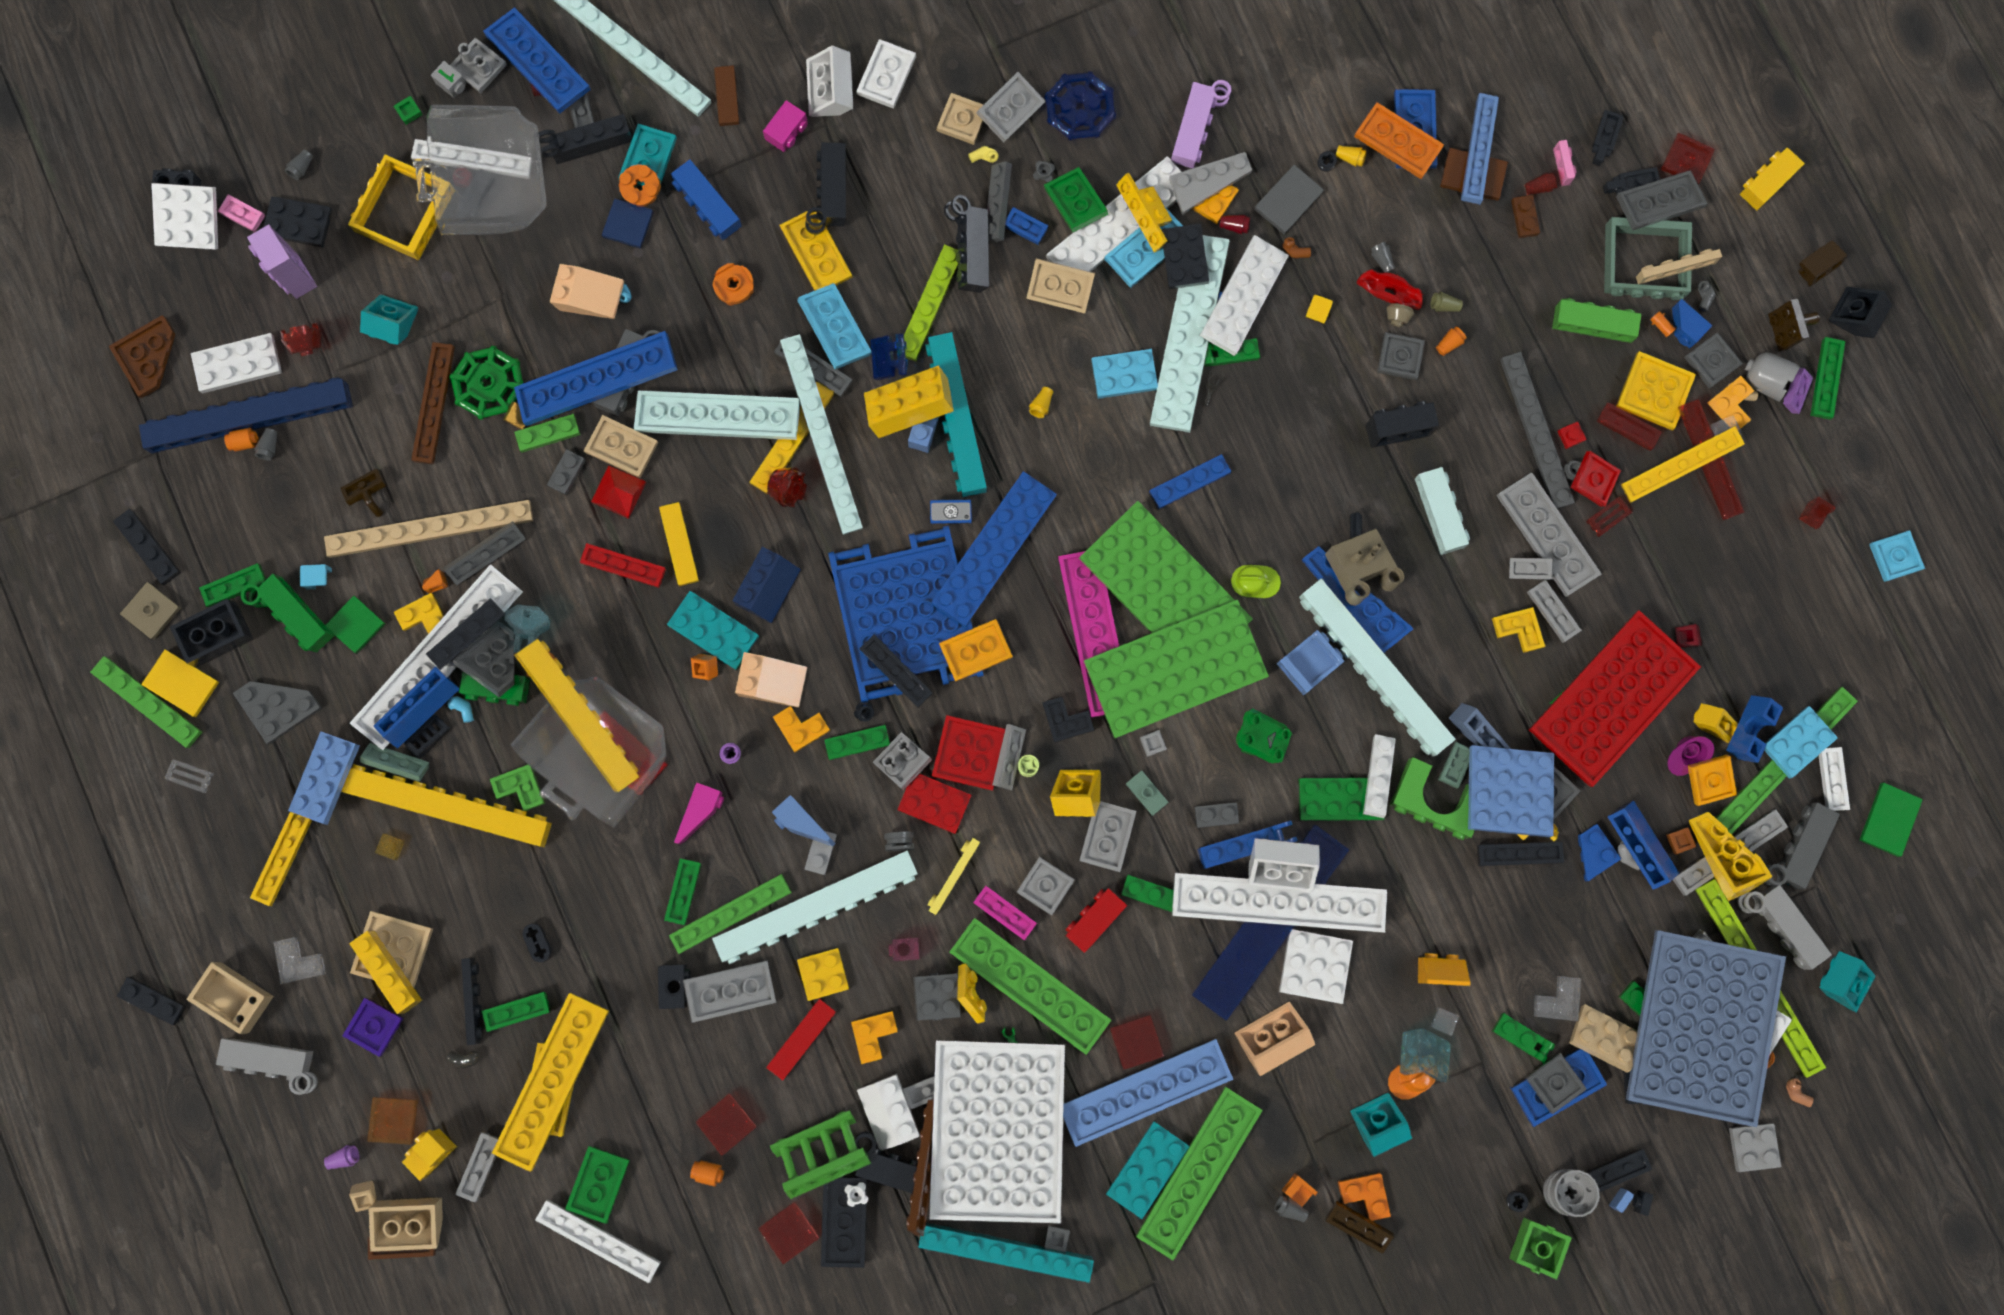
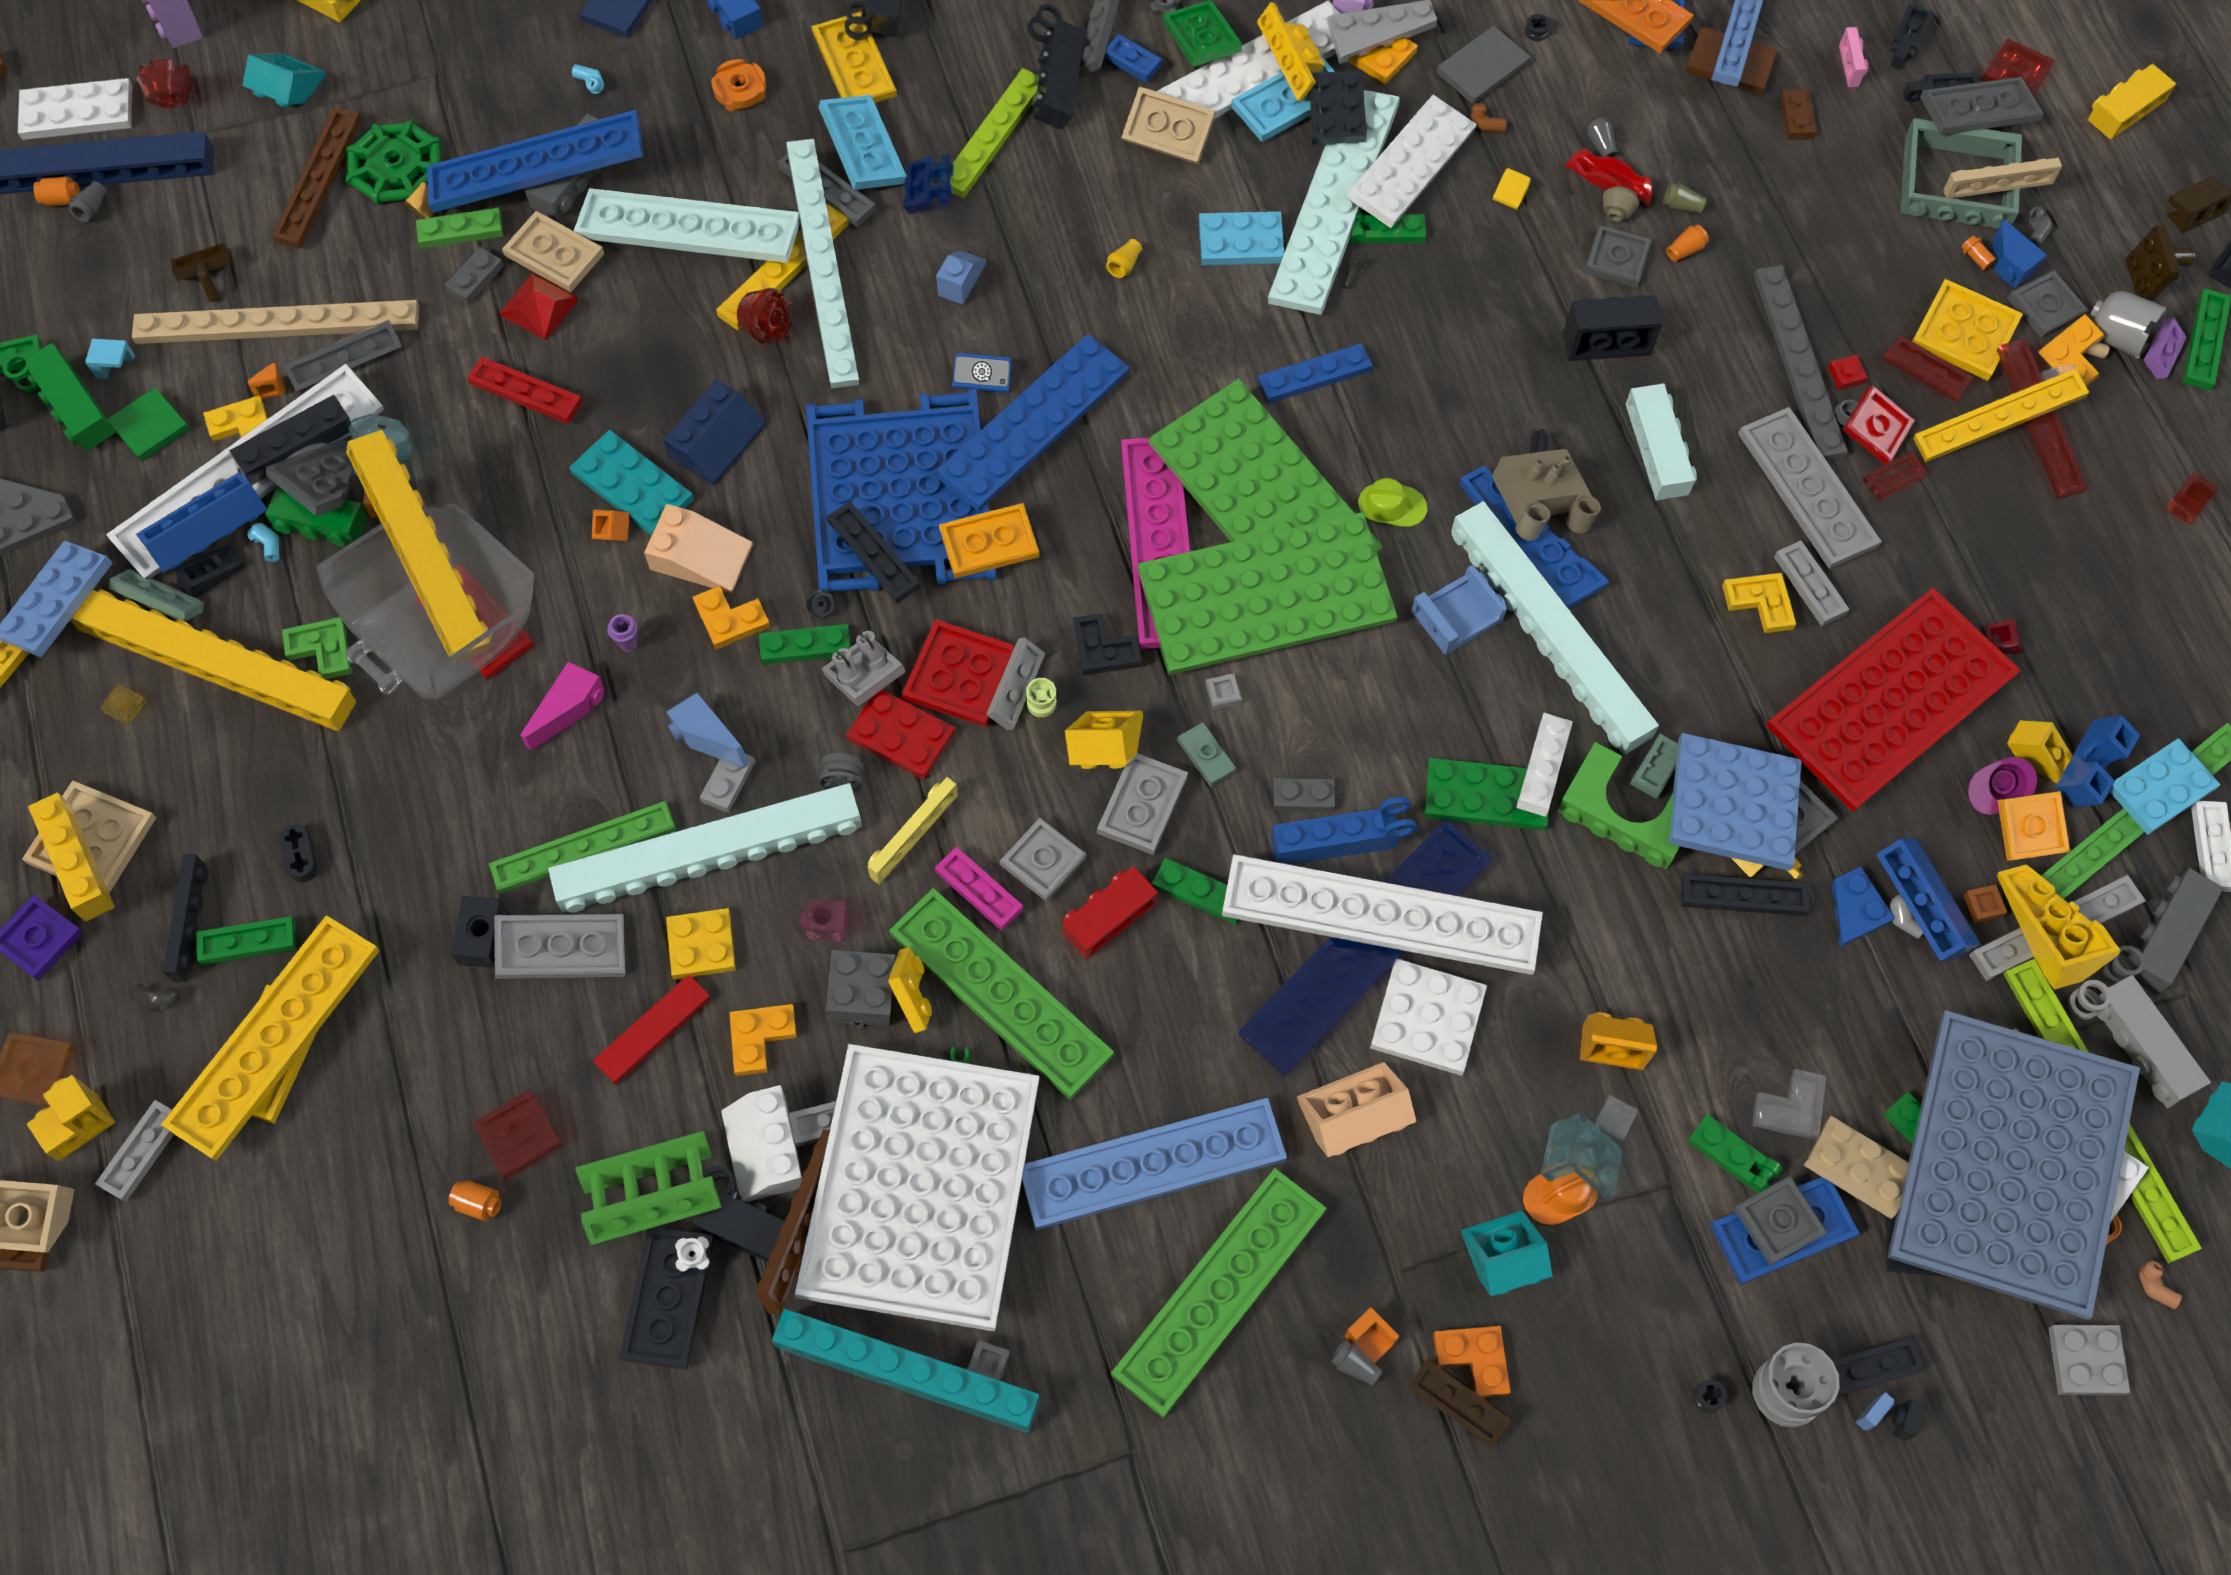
camera: 10 degrees right, 15 degrees down
(586, 292) = (544, 70): light nougat slope -> none
(597, 1184) = (309, 1197): green plate -> none
(598, 1241) = (291, 1280): white plate -> none
(679, 544) = (606, 375): yellow tile -> none
(682, 891) = (520, 807): green plate -> none
(788, 1233) = (580, 1303): clear red plate -> none
(908, 402) = (944, 228): yellow brick -> none
(959, 422) = (1008, 260): teal brick -> none
(1136, 1042) = (1148, 1090): clear red plate -> none
(1147, 1170) = (1141, 1279): teal plate -> none
(1235, 223) = (1410, 82): dark red cone -> none
(1263, 737) = (1380, 694): green shield -> none
(1283, 865) = (1392, 854): white brick -> none
(1352, 155) = (1571, 22): yellow cone -> none
(1476, 727) = (1687, 712): sand blue slope -> none
(1531, 568) = (1781, 523): light grey plate -> none
(1540, 1248) = (1742, 1466): bright green brick -> none
(1541, 184) = (1822, 78): clear red cone -> none
(1596, 320) = (1888, 239): bright green brick -> none

